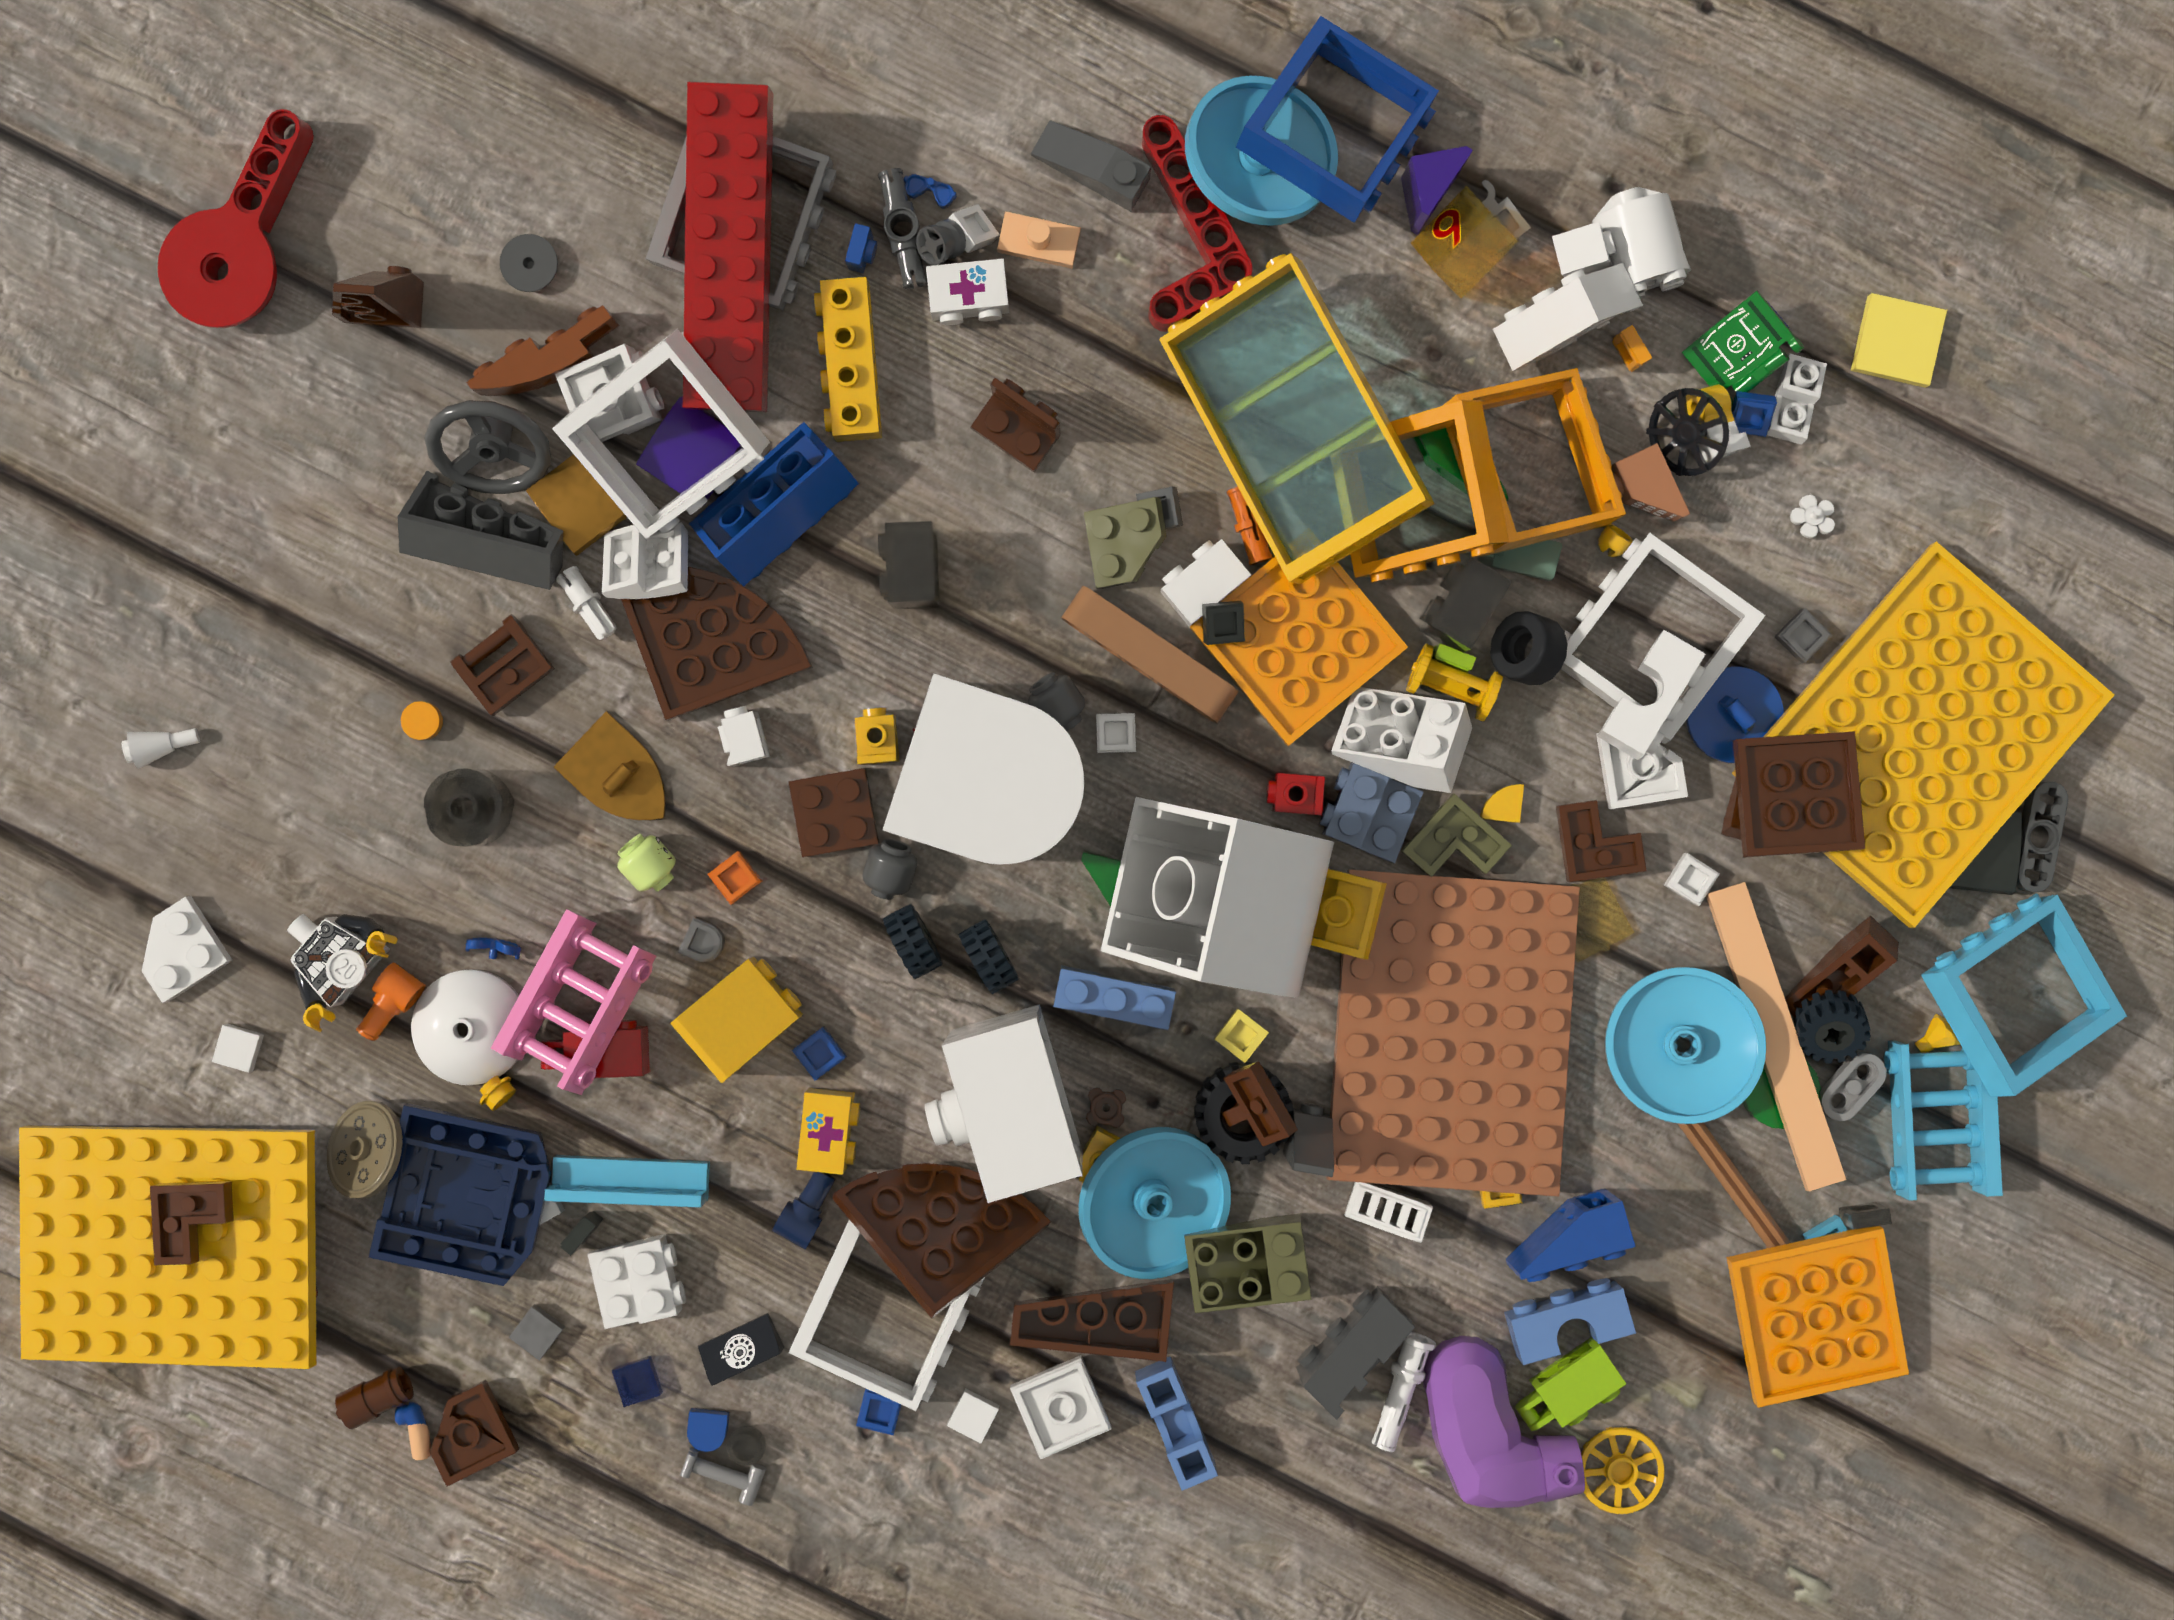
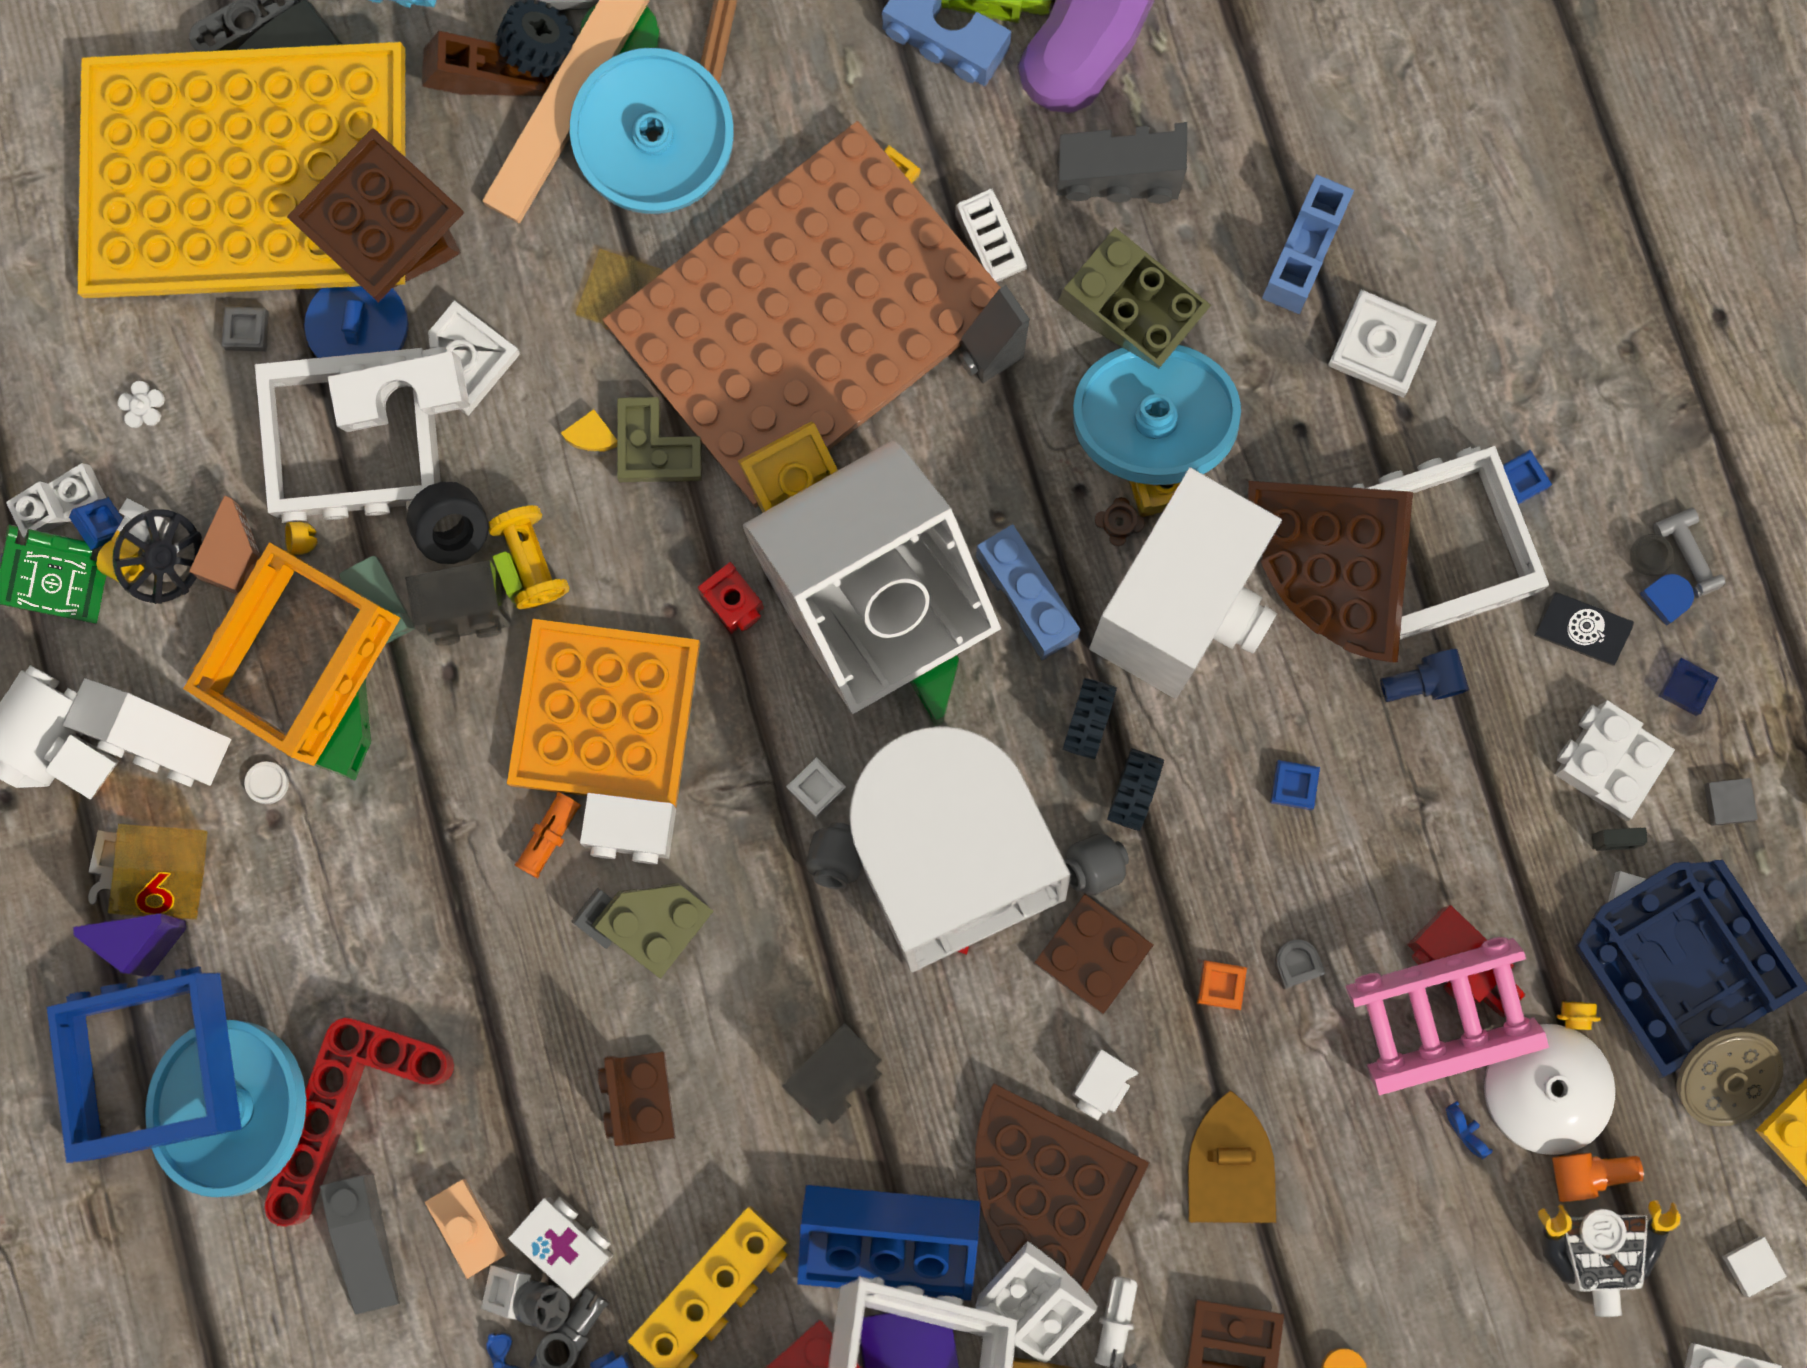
camera: 130 degrees left, 10 degrees down
(447, 812) = (1398, 1271): clear smoke brick -> none
(629, 1181) = (1543, 840): medium azure fence -> none
(646, 863) = (1279, 1067): yellowish green head -> none
(738, 1018) = (1330, 871): yellow slope -> none
(827, 1131) = (1350, 719): yellow brick -> none
(887, 748) = (1004, 957): yellow brick -> none
(973, 1415) = (1454, 404): white tile -> none
(1106, 1322) = (1287, 370): reddish brown wedge -> none
(1150, 654) = (727, 818): medium nougat beam -> none
(1212, 1130) = (1028, 379): black tyre -> none
(1223, 622) = (647, 779): pearl dark grey tile -> none
(1241, 1035) = (963, 469): light yellow plate -> none
(1258, 1104) = (1003, 398): reddish brown plate -> none
(1295, 419) = (426, 872): clear light blue window -> none
(1370, 812) = (692, 530): sand blue plate -> none
(1405, 737) = (608, 555): white slope -> none
(1407, 1373) = (1101, 111): white pin -> none
(1462, 370) = (266, 782): none -> white piece
(1482, 489) = (341, 673): light orange window -> none
(1576, 1232) = (878, 81): blue slope -> none
(1588, 853) = (567, 332): reddish brown plate -> none
(1631, 348) = (128, 662): light orange tile -> none
(1691, 879) = (517, 243): white tile -> none

